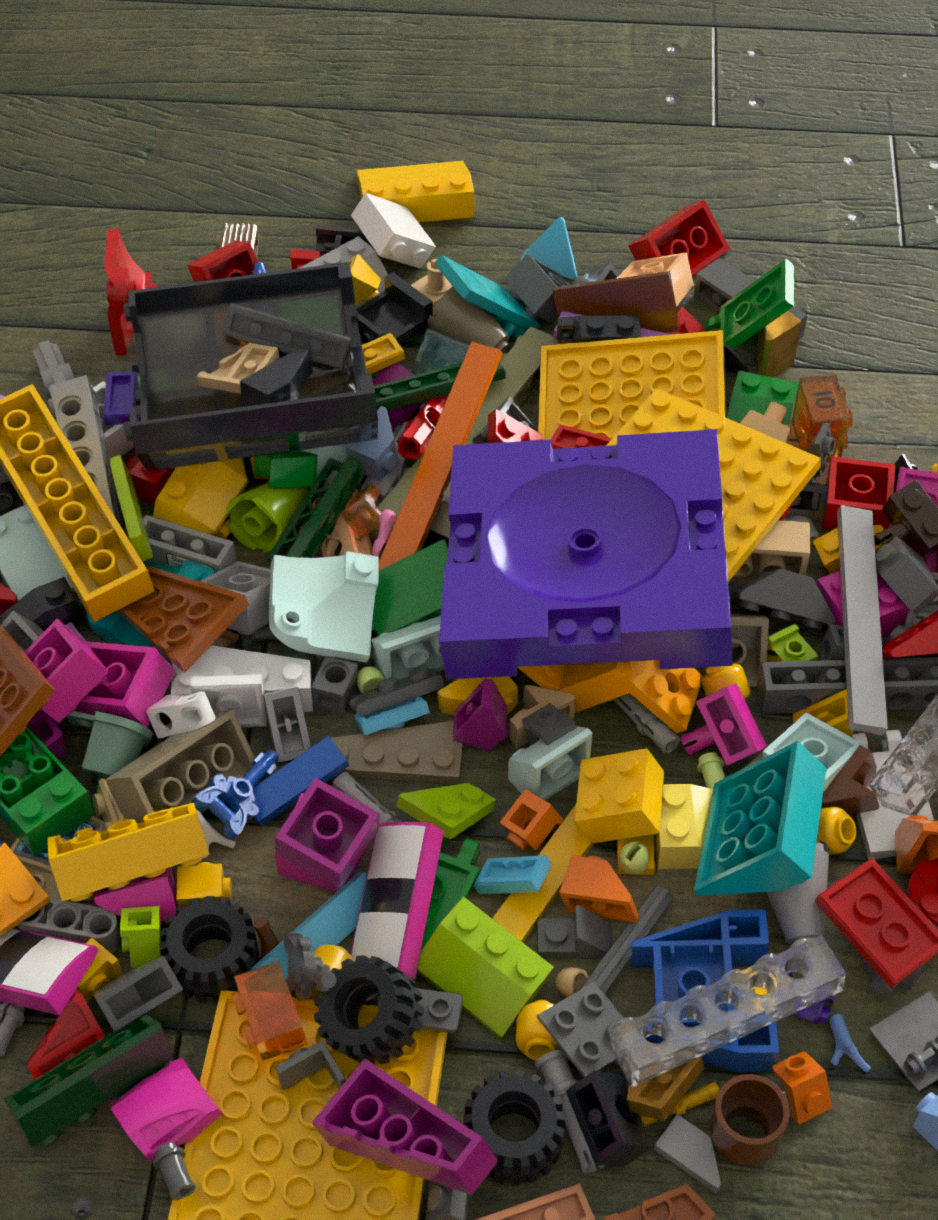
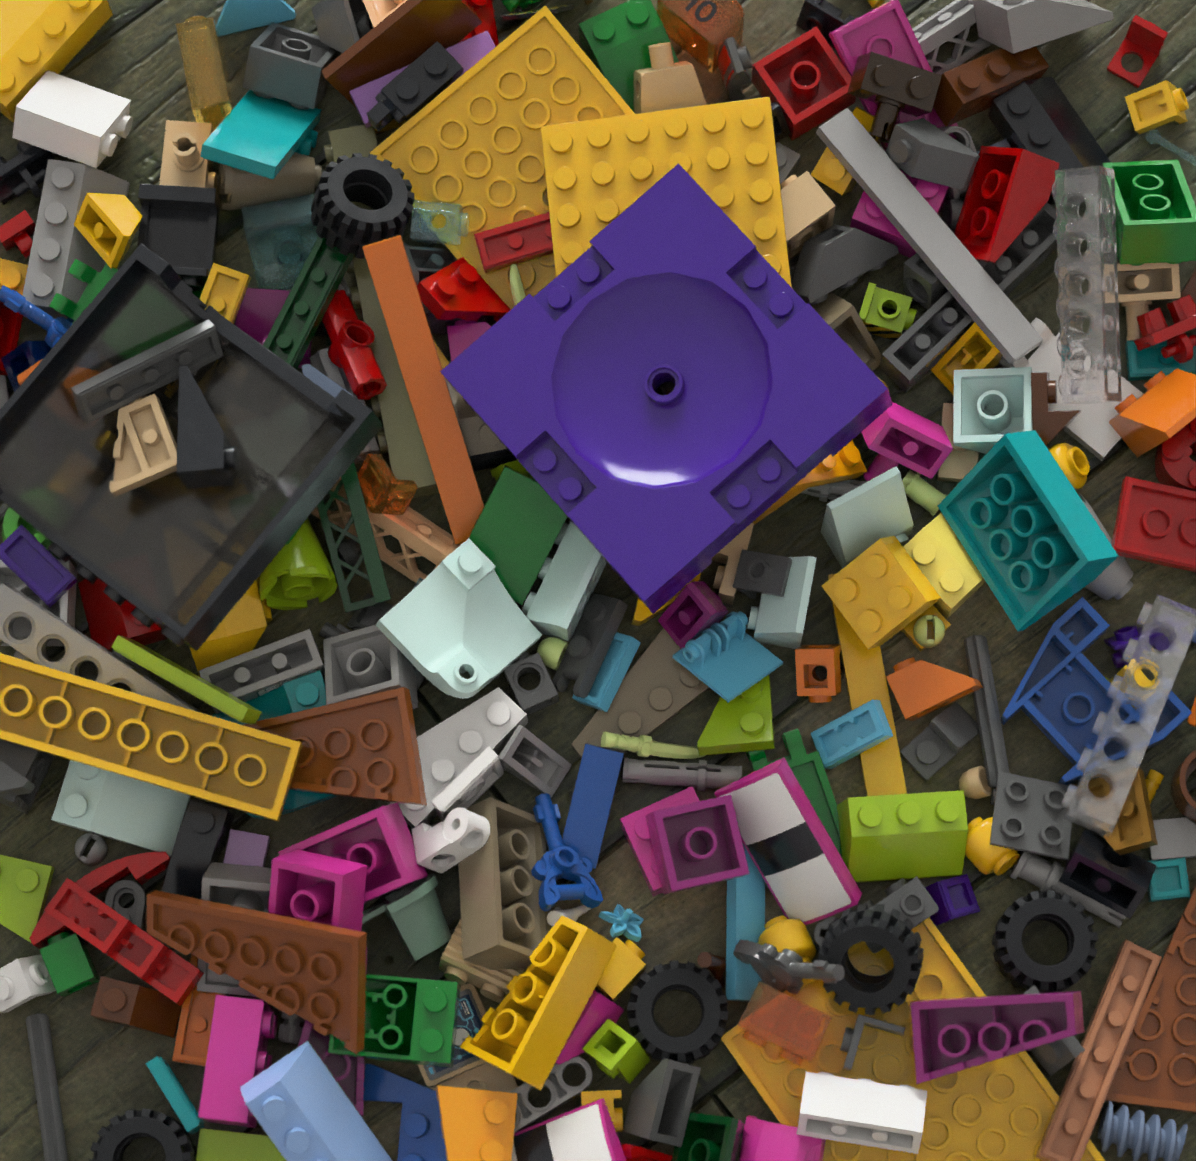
camera: 40 degrees left, 25 degrees up
(239, 867) = (623, 922): none -> medium azure plant
(256, 1115) = (862, 1112): none -> white brick
(367, 775) = (646, 746): none -> yellowish green piece
(386, 520) = (430, 499): bright pink piece -> none
(476, 759) = (728, 657): none -> medium azure hinge
(477, 1046) = (954, 899): none -> dark purple slope
(493, 249) = (205, 70): none -> clear yellow brick
(521, 349) = (365, 182): none -> black tyre
(542, 401) = (422, 223): none -> clear light blue brick
(654, 1172) = (1169, 880): none -> teal tile
(664, 729) = (866, 515): none -> light aqua slope

